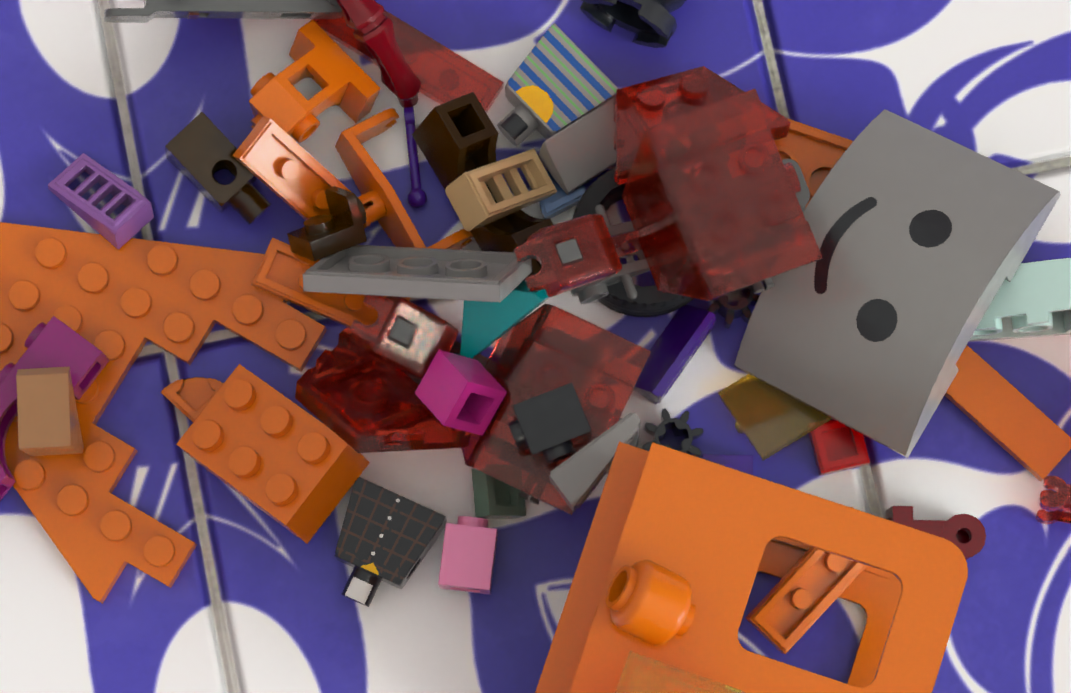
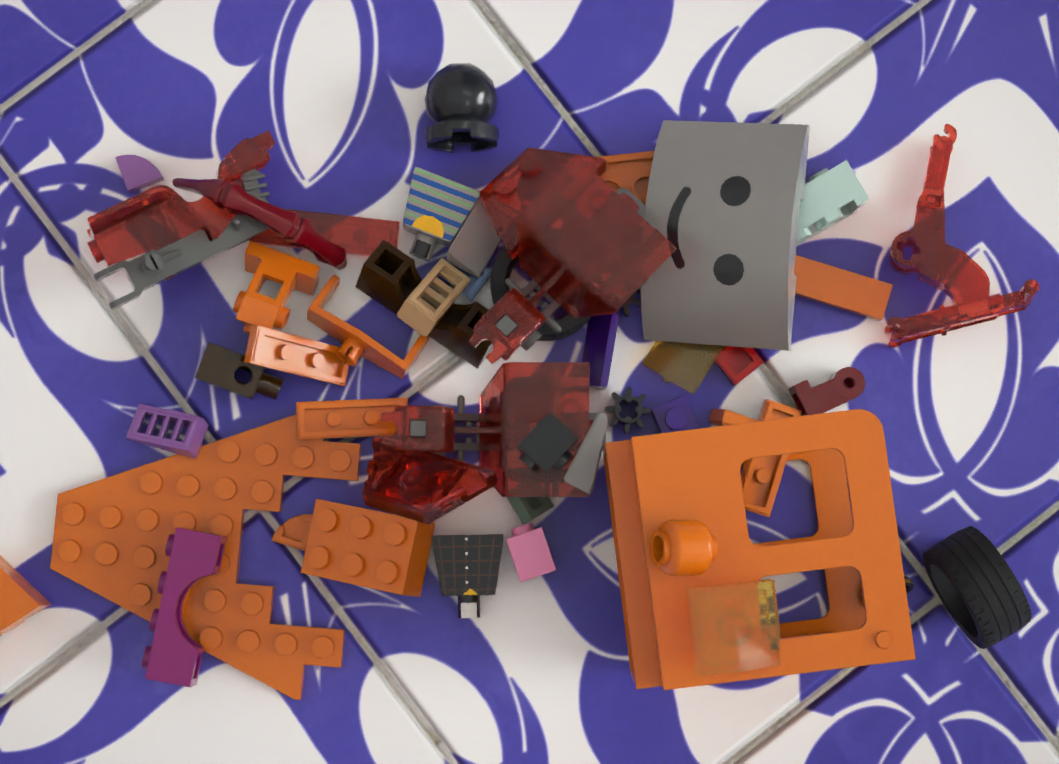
camera: 25 degrees left, 5 degrees up
(47, 412) = (204, 594): medium nougat slope -> none
(333, 232) = (336, 381): dark brown bracket -> none
(416, 196) = (378, 326): dark purple hinge -> none
(418, 273) = (407, 383): light grey tile -> none
(460, 392) = (476, 450): dark pink brick -> none
(488, 321) = (469, 381): teal slope -> none

